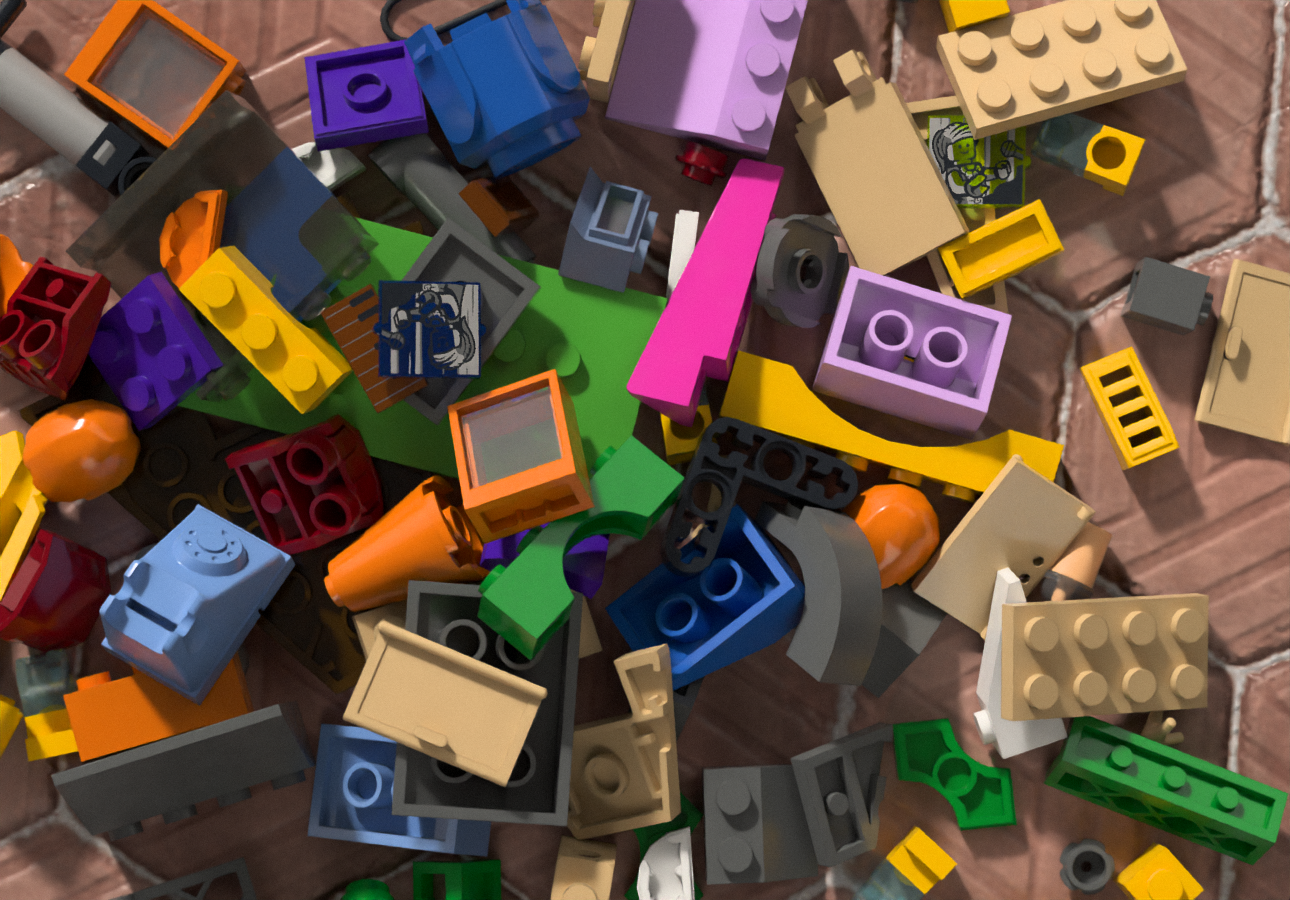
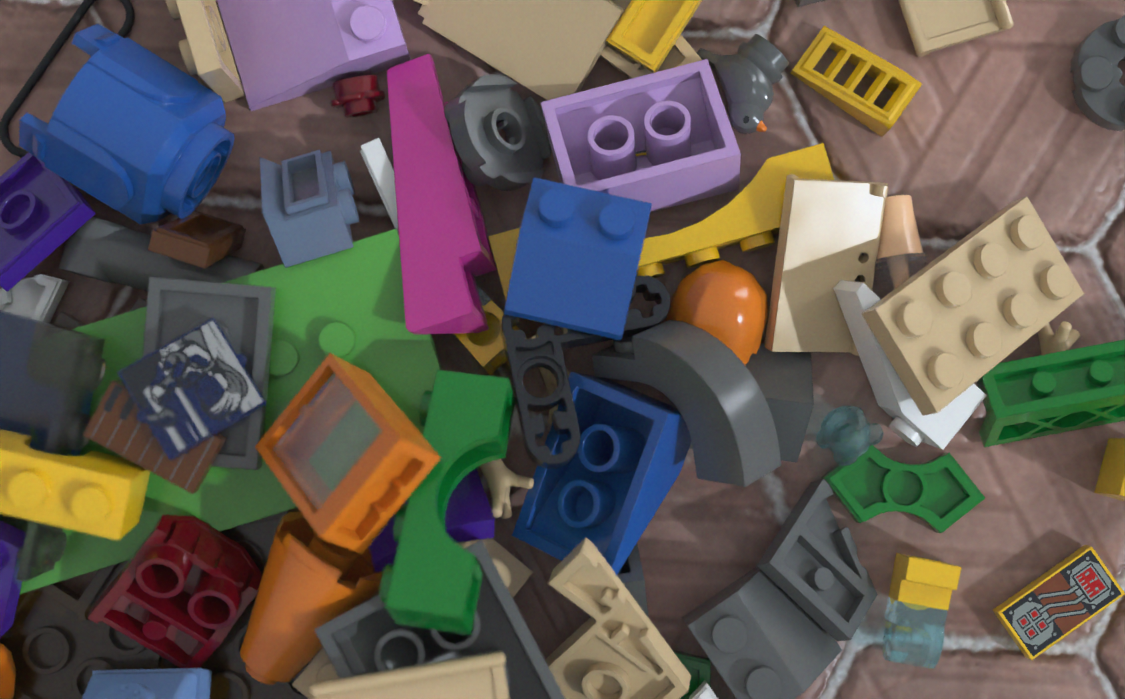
camera: 25 degrees left, 0 degrees up
(622, 558) = (499, 482): none -> tan bar
(799, 415) = (577, 258): none -> blue slope
(935, 699) = (848, 434): none -> clear light blue plate
(1036, 354) = (748, 81): none -> dark grey animal
(1101, 870) = (1082, 501): dark grey plate -> none

